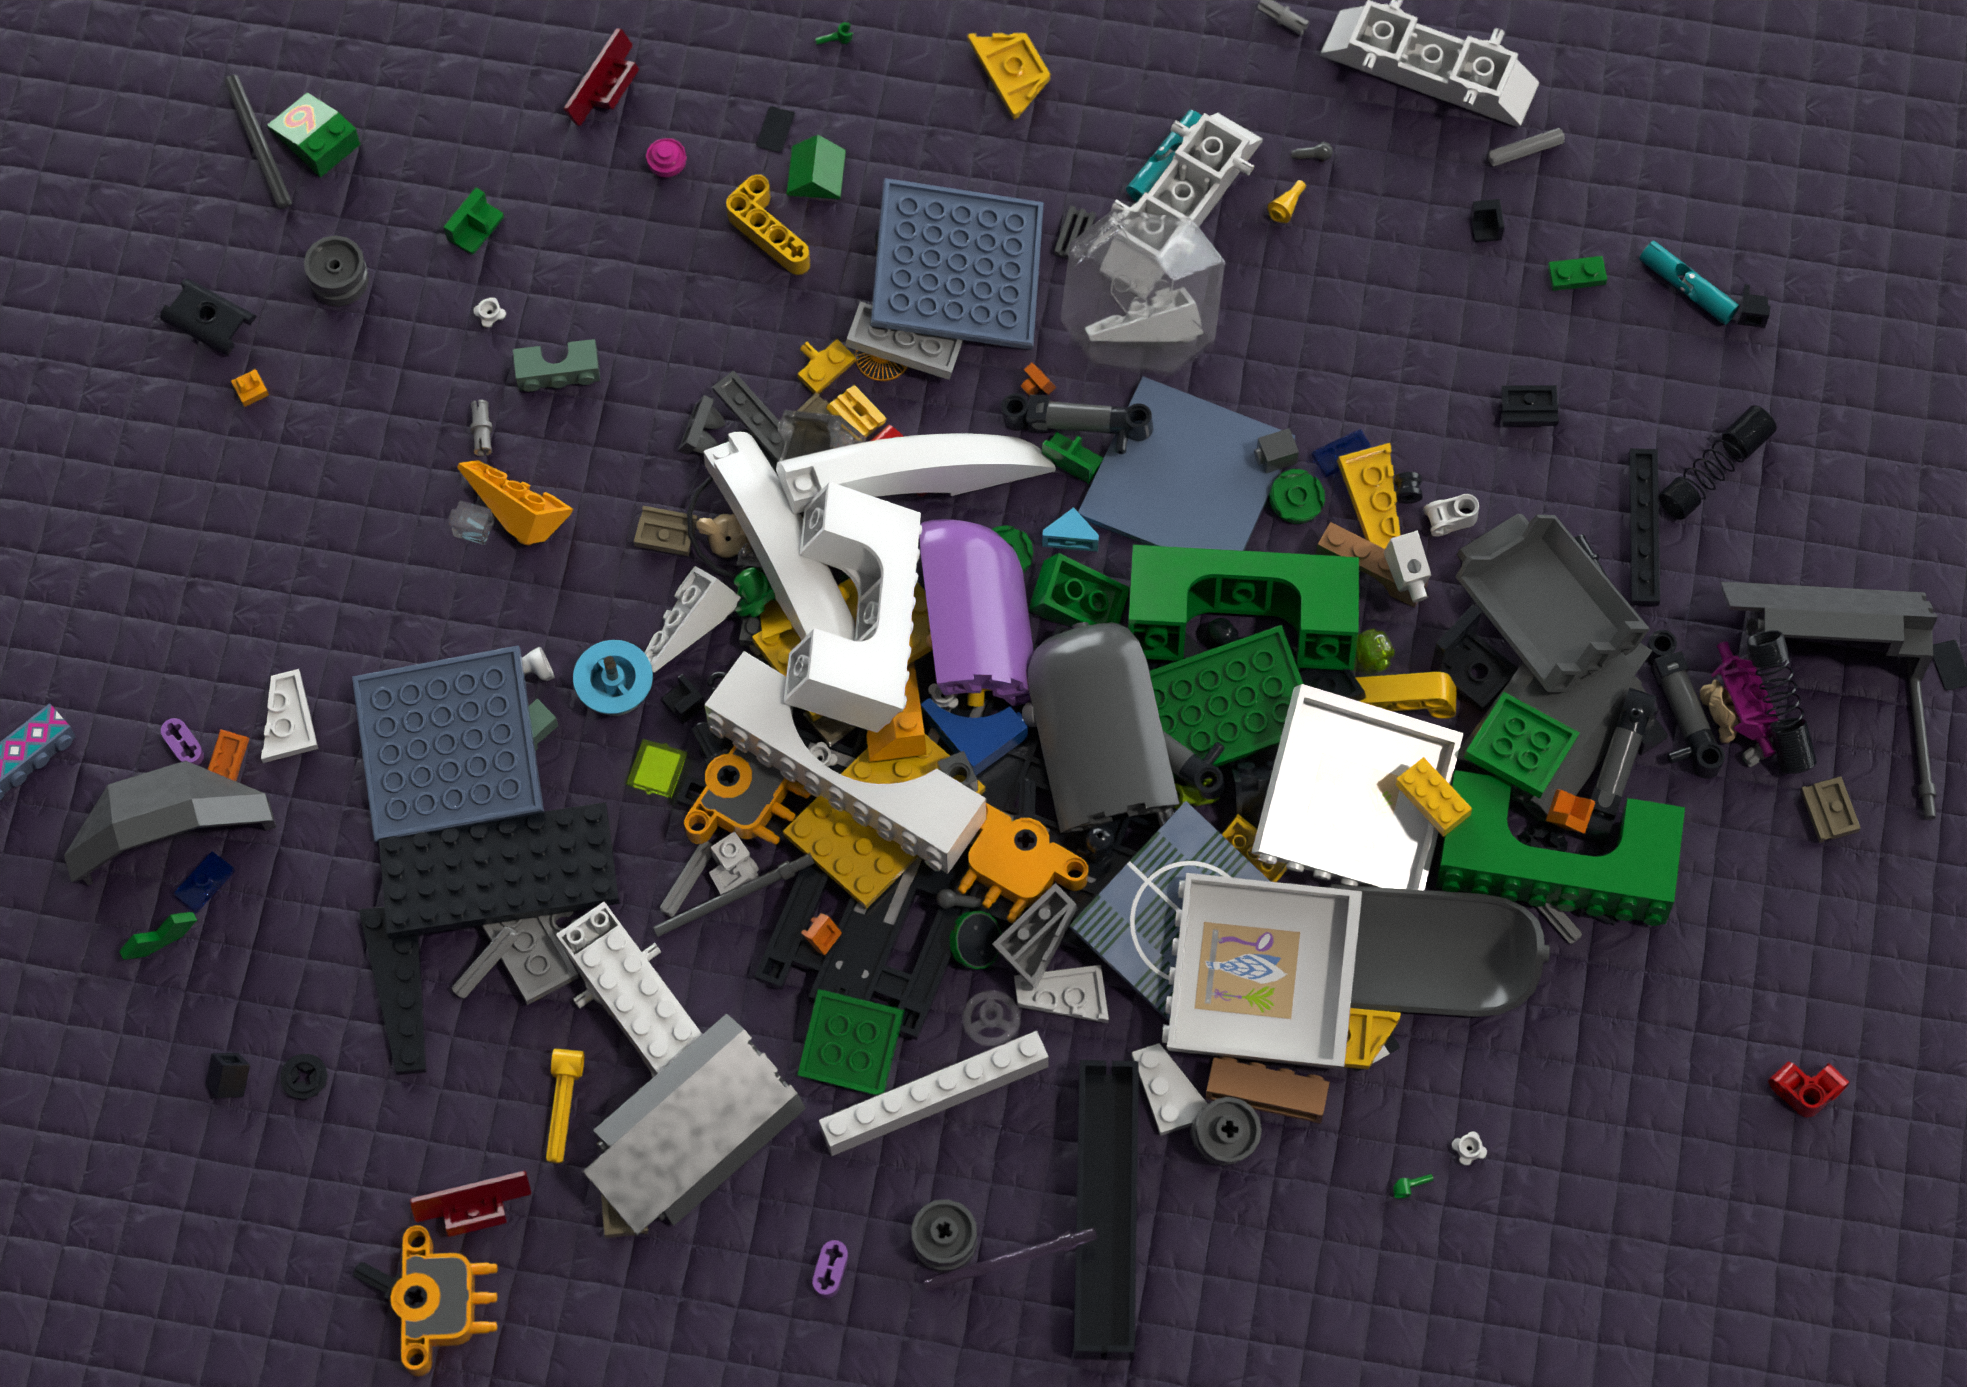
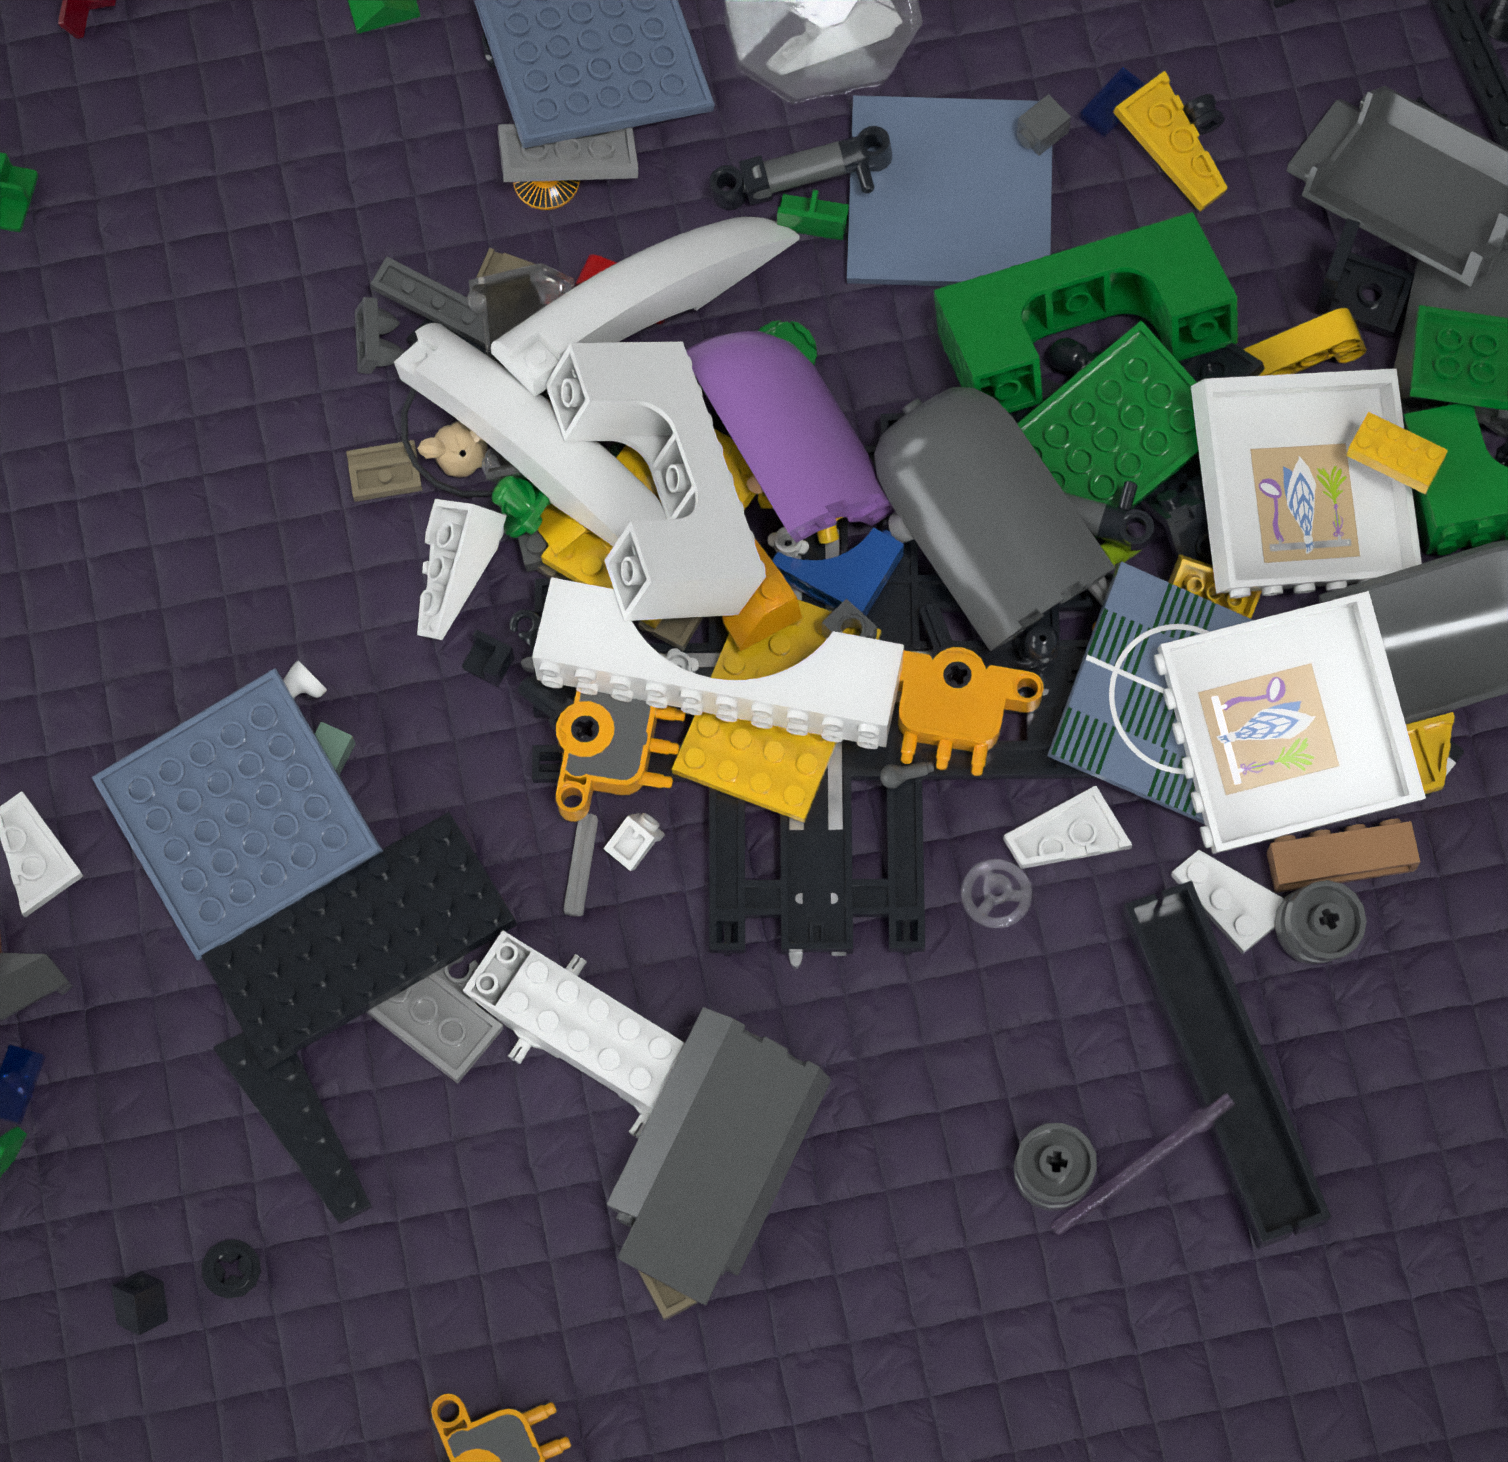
camera: 20 degrees left, 5 degrees up
(471, 522) = (152, 543): clear brick -> none
(472, 1205) = (495, 1344): dark red bracket -> none
(481, 428) = (117, 429): light grey pin -> none
(485, 962) = (389, 1053): light grey axle -> none
(486, 305) = (63, 284): white plate -> none
(518, 509) = (204, 509): light orange wedge -> none
(566, 1067) = (536, 1141): yellow axle -> none
(579, 367) = (155, 342): sand green arch -> none
(613, 677) = (398, 663): medium azure piece -> none
(657, 768) = (490, 750): clear neon green piece -> none
(666, 157) = (200, 38): dark pink plate -> none
(729, 851) = (620, 816): white bracket -> none
(771, 230) = (392, 99): yellow beam -> none
(784, 871) = (693, 813): dark grey bar -> none
(822, 933) = (768, 871): orange tile -> none
(824, 365) = (485, 213): yellow plate -> none
(836, 1271) = (929, 1255): medium lavender beam -> none
(850, 1042) = (853, 984): green plate -> none
(852, 401) = (546, 248): yellow piece -> none
(933, 1093) = (971, 1006): white brick -> none
(974, 939) = (944, 810): black tile -> none
(1036, 381) = (736, 144): orange tile -> none
(1037, 934) = (1015, 781): light grey wedge -> none
(1070, 532) = (850, 303): medium azure slope -> none
(1076, 594) = (886, 371): green slope -> none
(1297, 496) = (1084, 169): green tile -> none
(1341, 542) = (1239, 218): medium nougat arch -> none
(1374, 650) = (1252, 312): clear neon green head -> none
(1405, 556) = (1254, 200): white torso -> none
(1446, 514) = (1260, 130): white piece -> none

